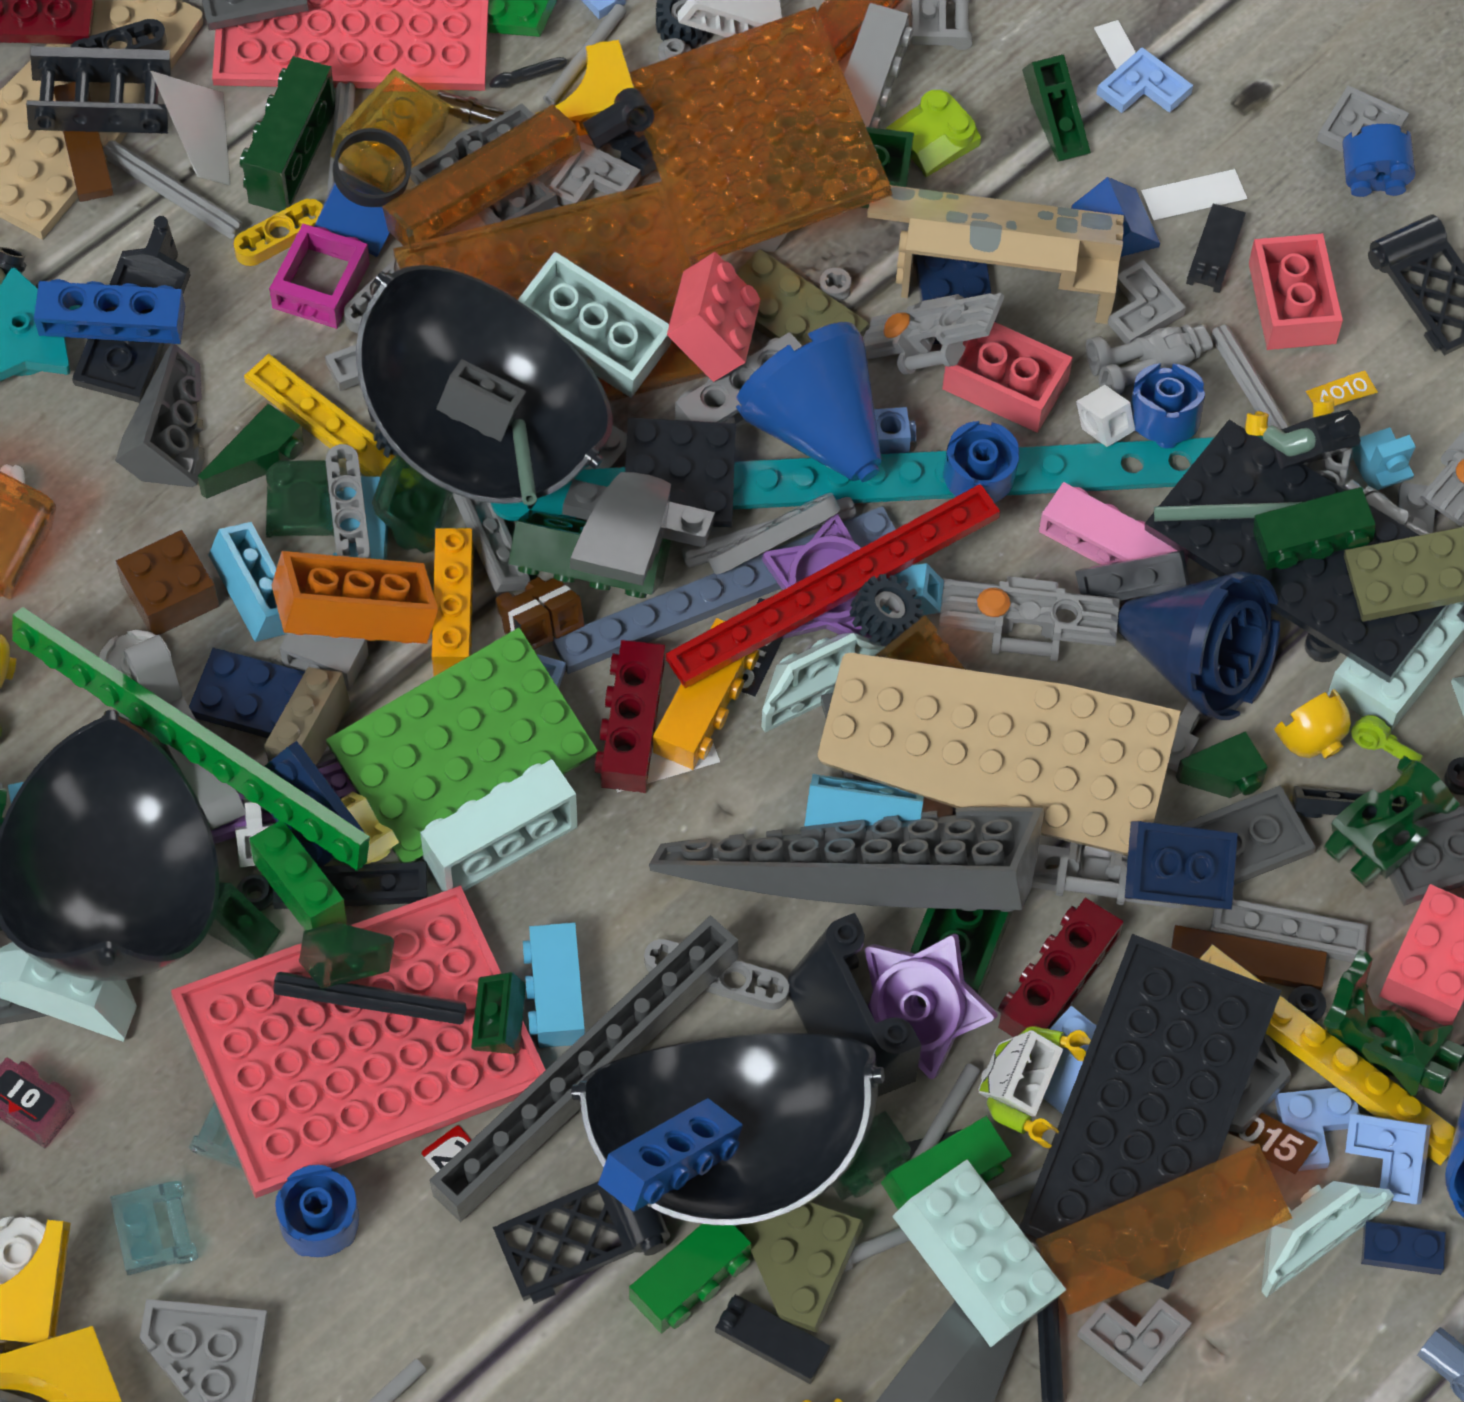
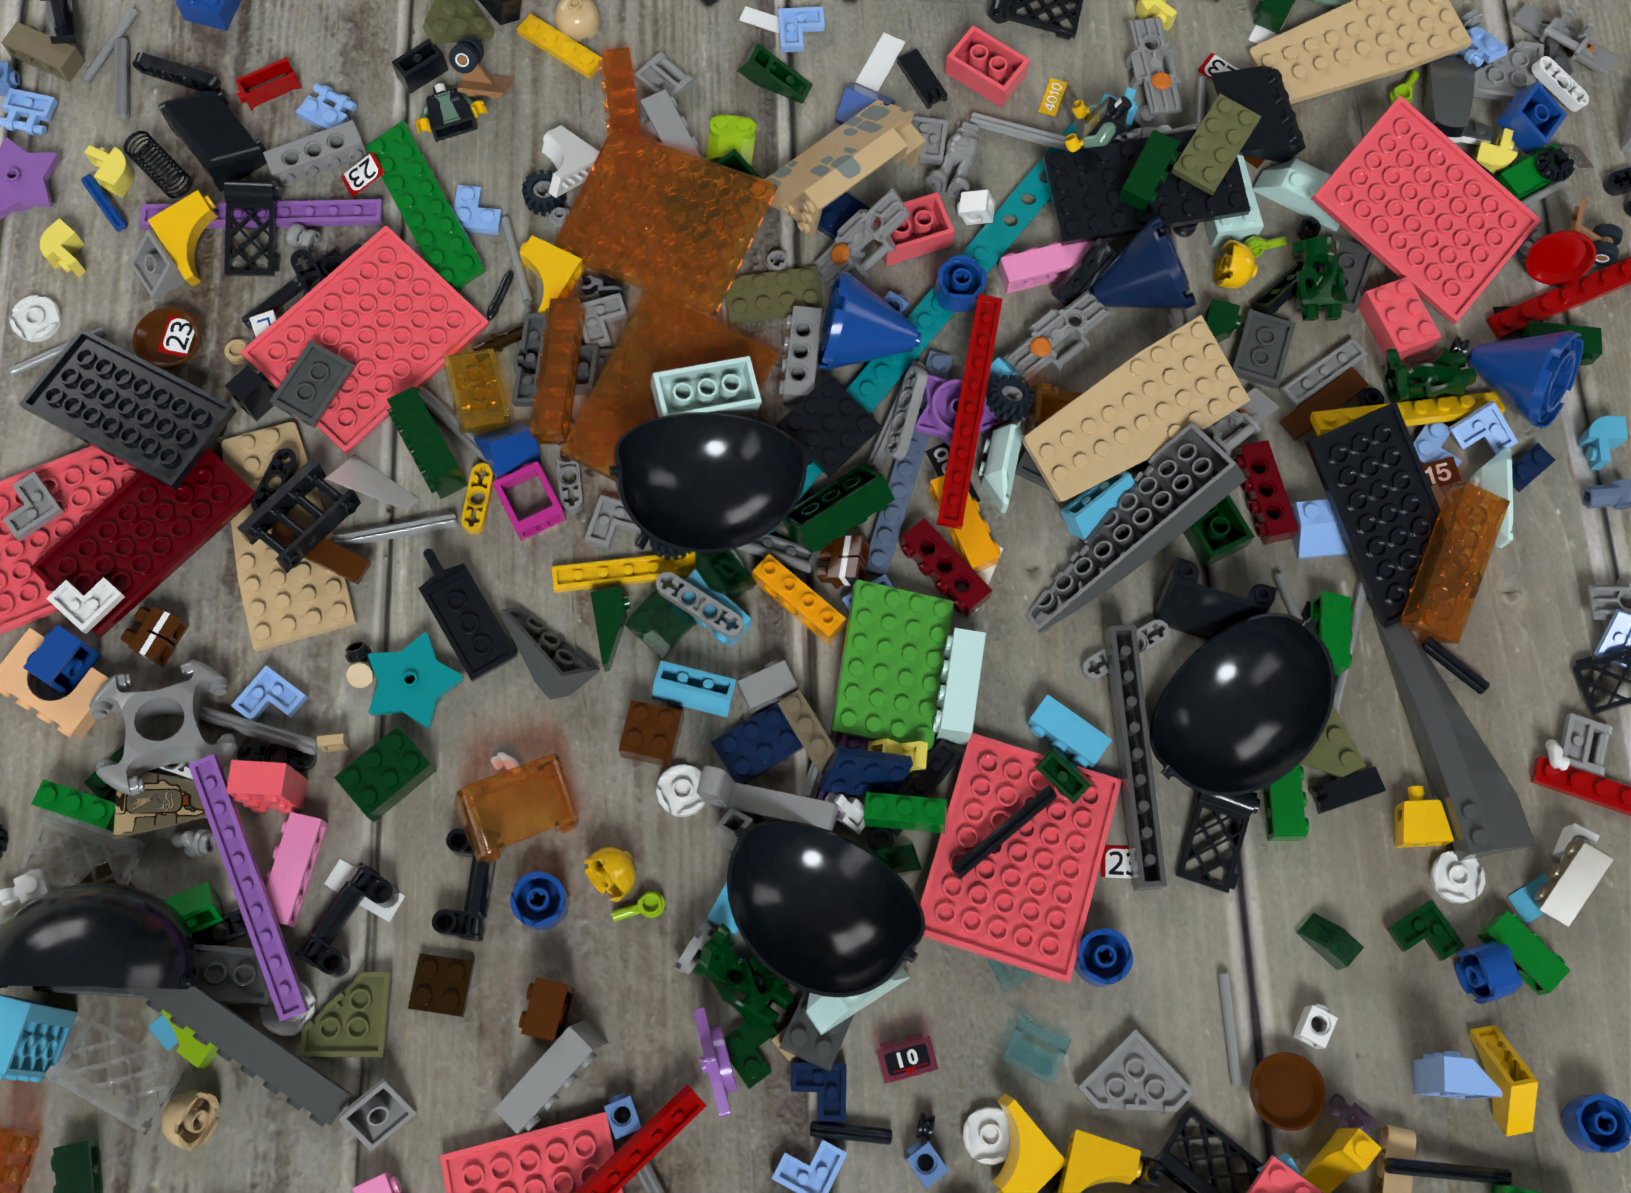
camera: 50 degrees left, 10 degrees up
(125, 323) = (452, 640): blue brick -> none
(191, 739) = (773, 800): green plate -> none
(344, 954) = (972, 825): clear green slope -> none
(354, 597) = (761, 646): orange brick -> none
(377, 135) = (507, 395): black tyre -> none
(481, 400) = (700, 484): dark grey brick -> none
(524, 463) = (761, 495): sand green piece -> none
(620, 118) = (585, 268): black piece -> none
(628, 525) = (858, 476): dark grey slope -> none
(670, 1155) = (1232, 757): blue brick -> none
(714, 316) = (757, 331): coral brick -> none
(937, 978) = (1237, 561): medium lavender plate -> none
(978, 1253) = (1401, 656): light aqua brick -> none
(1021, 1075) = (1317, 556): white torso -> none
(1135, 1349) = (1489, 623): light grey plate -> none
(1167, 404) = (1000, 173): blue brick -> none
(1181, 865) = (1268, 388): dark blue plate -> none
(1212, 512) = (1098, 199): sand green piece -> none

